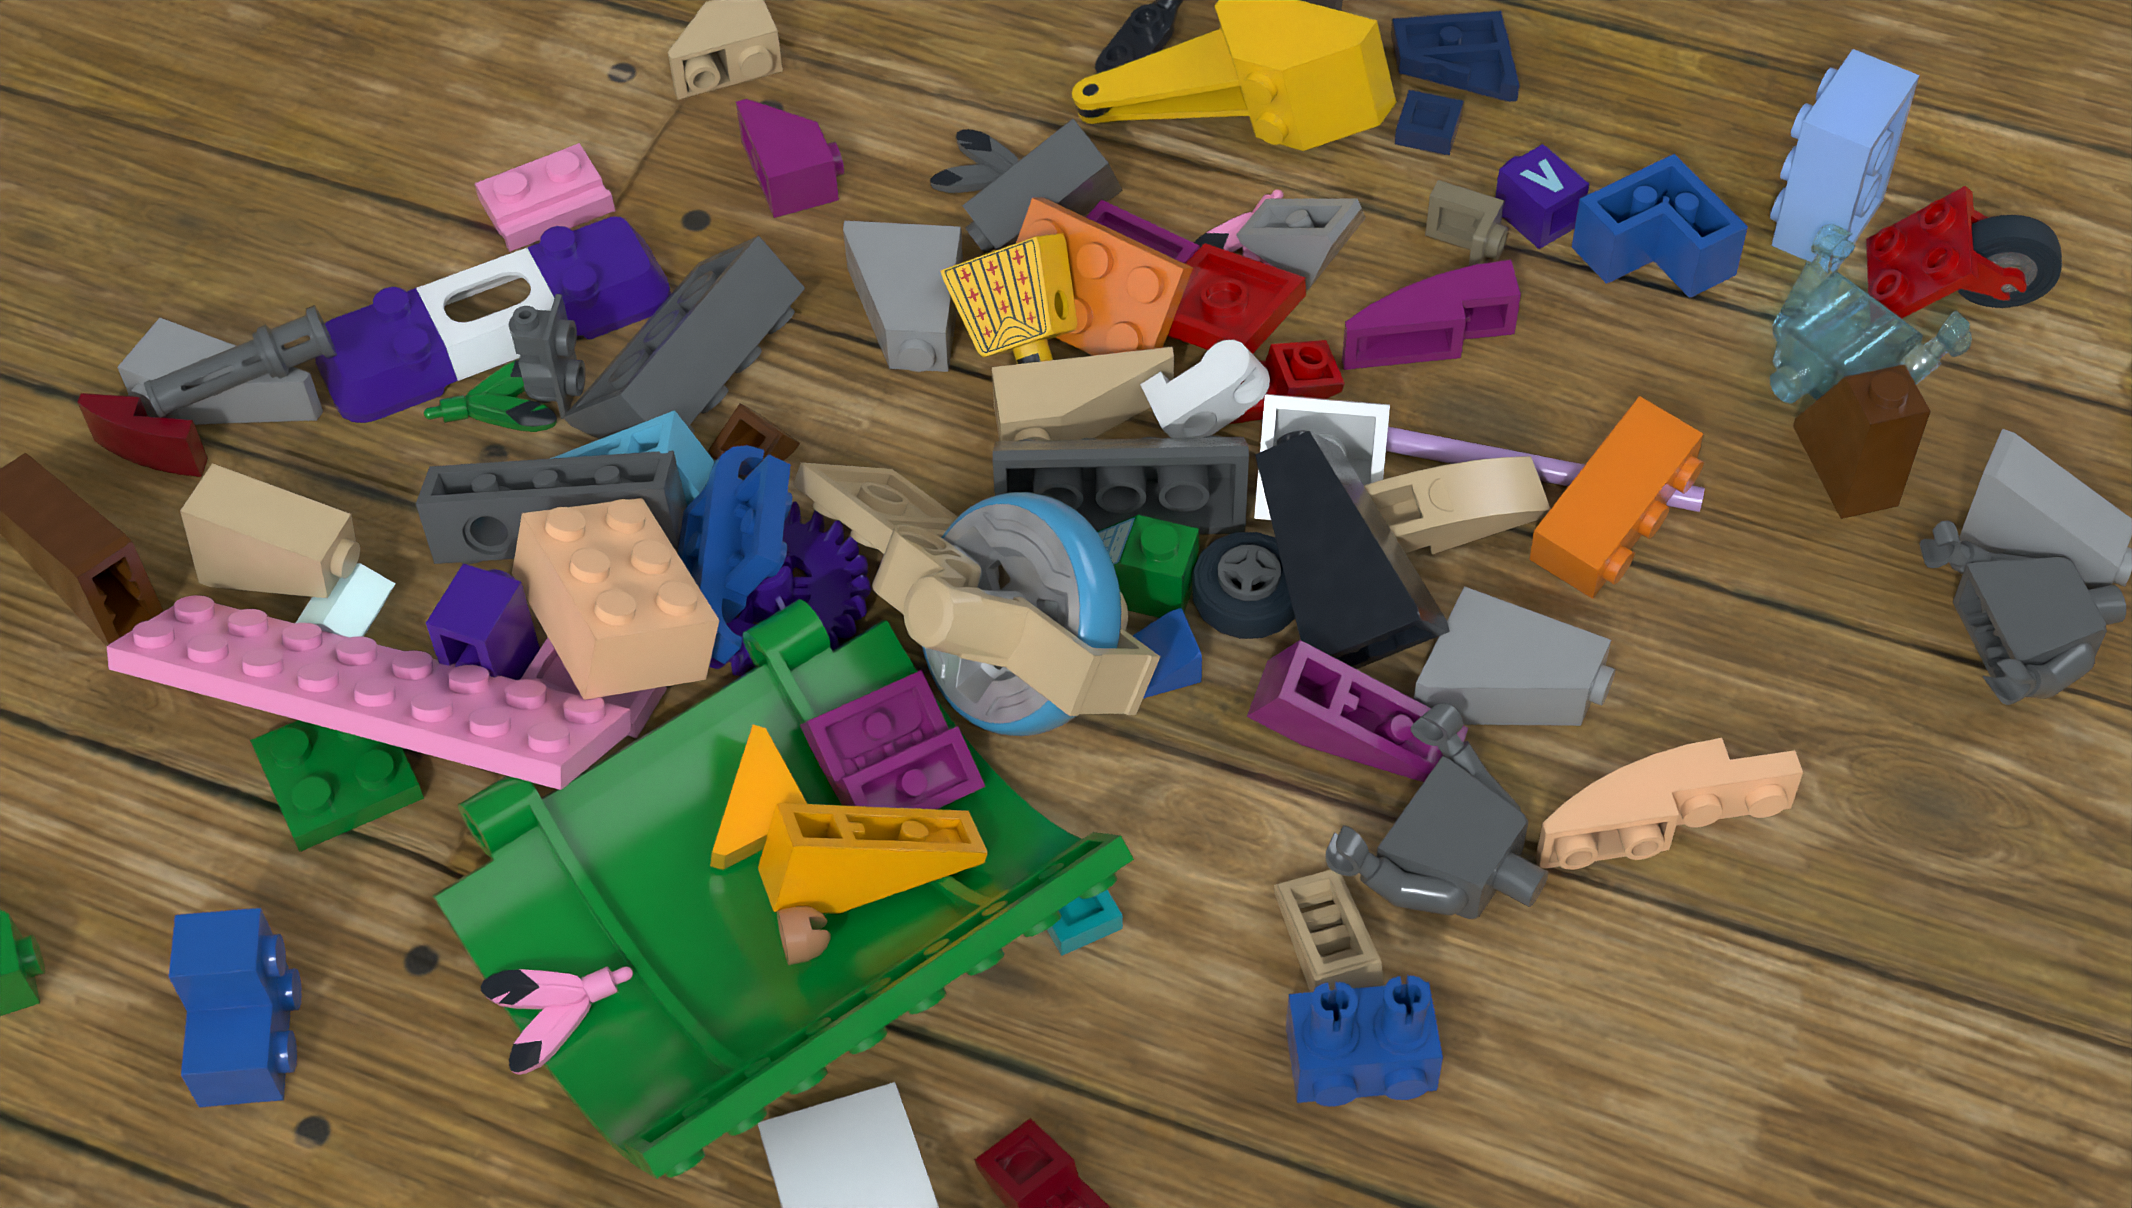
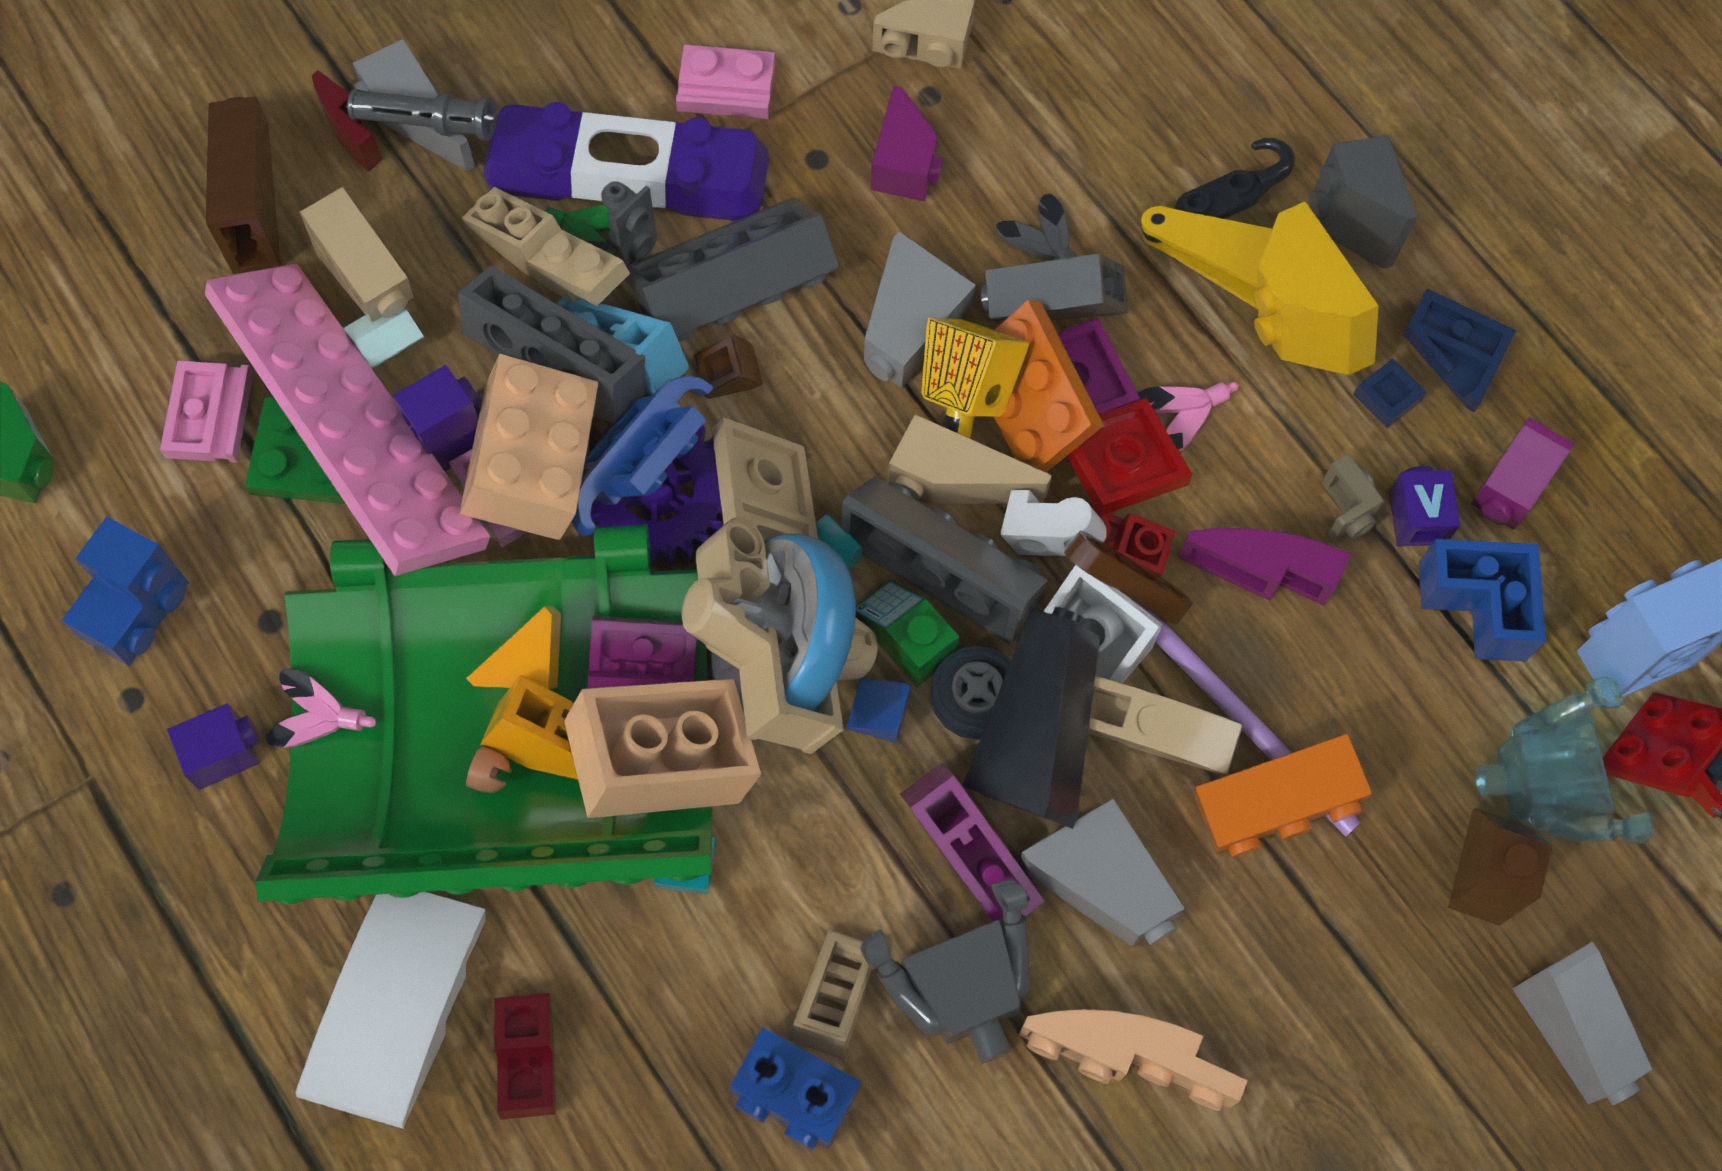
camera: 30 degrees right, 15 degrees up
(190, 791) = (206, 411): none -> bright pink plate
(458, 431) = (543, 250): none -> tan slope
(458, 1105) = (214, 745): none -> dark purple brick
(981, 784) = (661, 747): none -> light nougat brick
(1301, 233) = (1221, 432): light grey slope -> none
(1305, 382) = (1128, 576): none -> reddish brown beam
(1607, 113) = (1521, 474): none -> magenta slope
(2025, 615) = (1513, 1085): dark grey torso -> none

